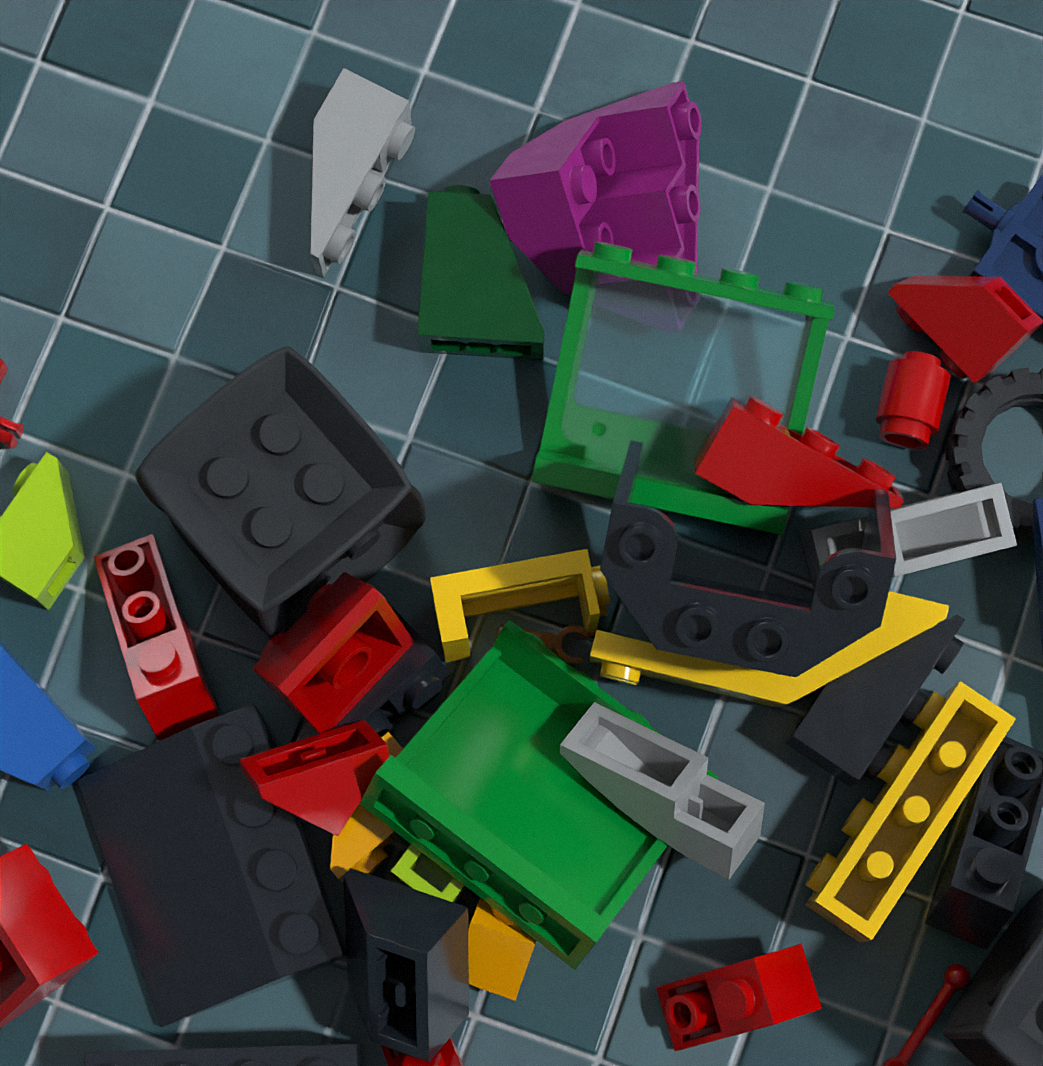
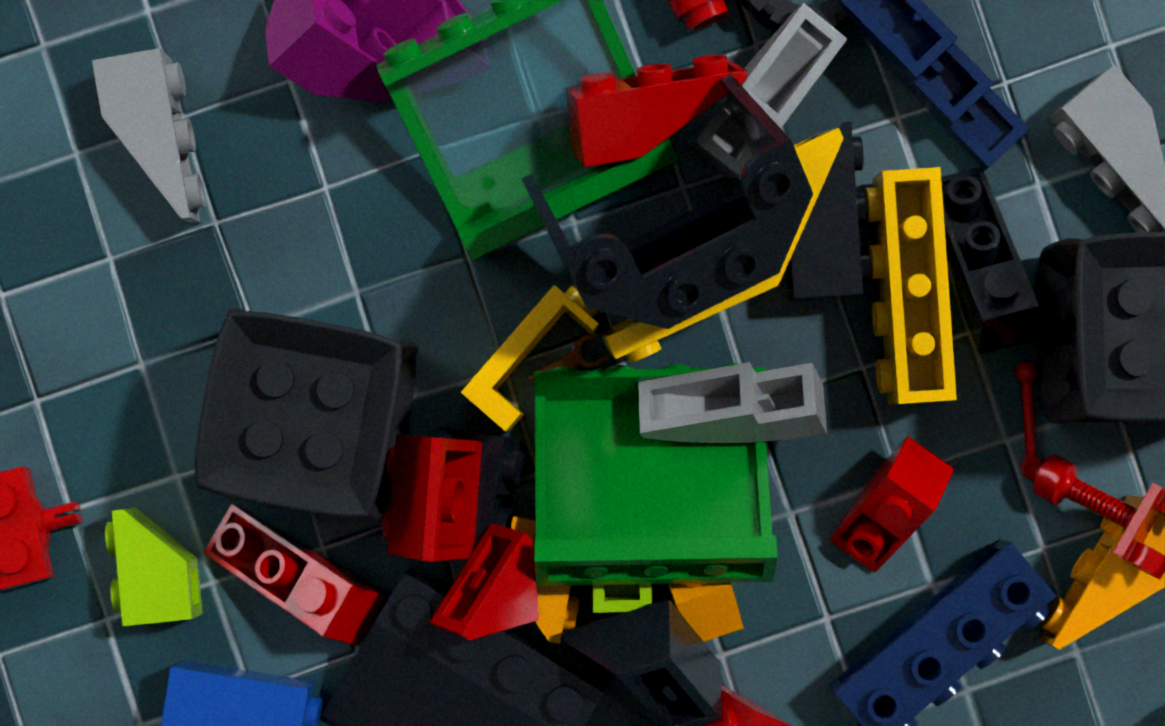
camera: 35 degrees left, 10 degrees up
(472, 283) = (312, 145): dark green slope -> none

